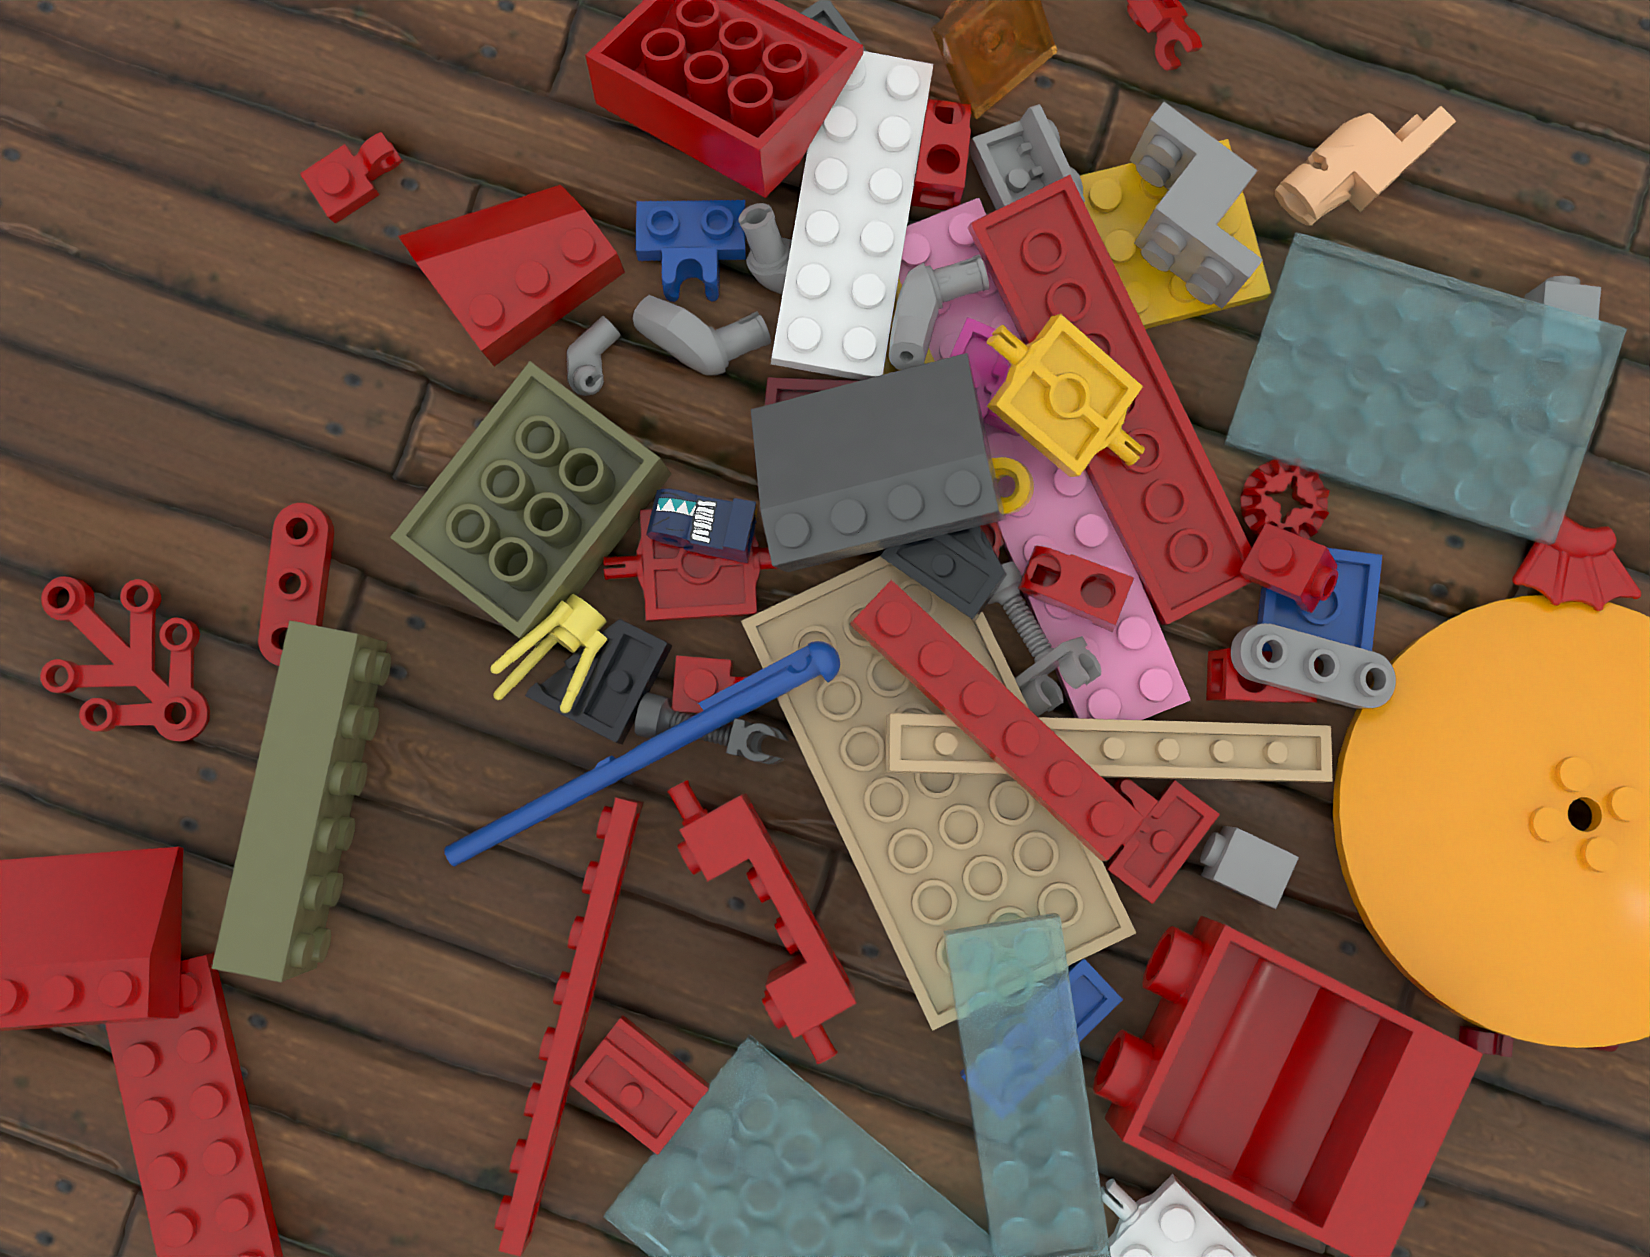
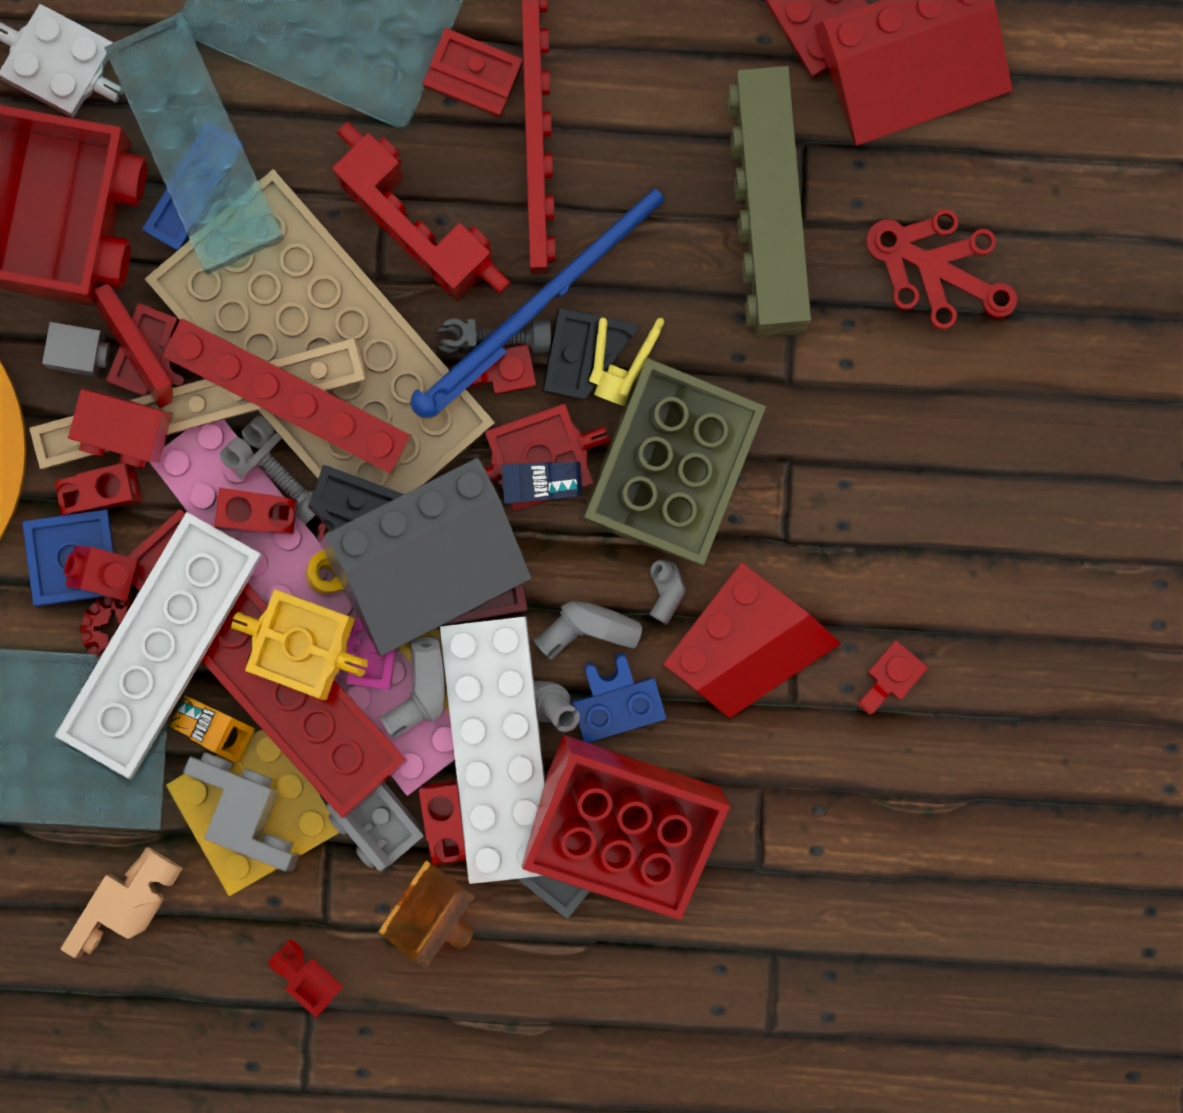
camera: 165 degrees right, 0 degrees up
(302, 557) = (829, 377): red plate -> none
(1175, 845) = (134, 345): none -> red tile
(1199, 339) = (211, 728): none -> light orange leg
(1222, 742) = (119, 426): none -> red brick
(1242, 451) = (158, 645): none -> white plate
(1294, 670) = (82, 503): light grey plate -> none

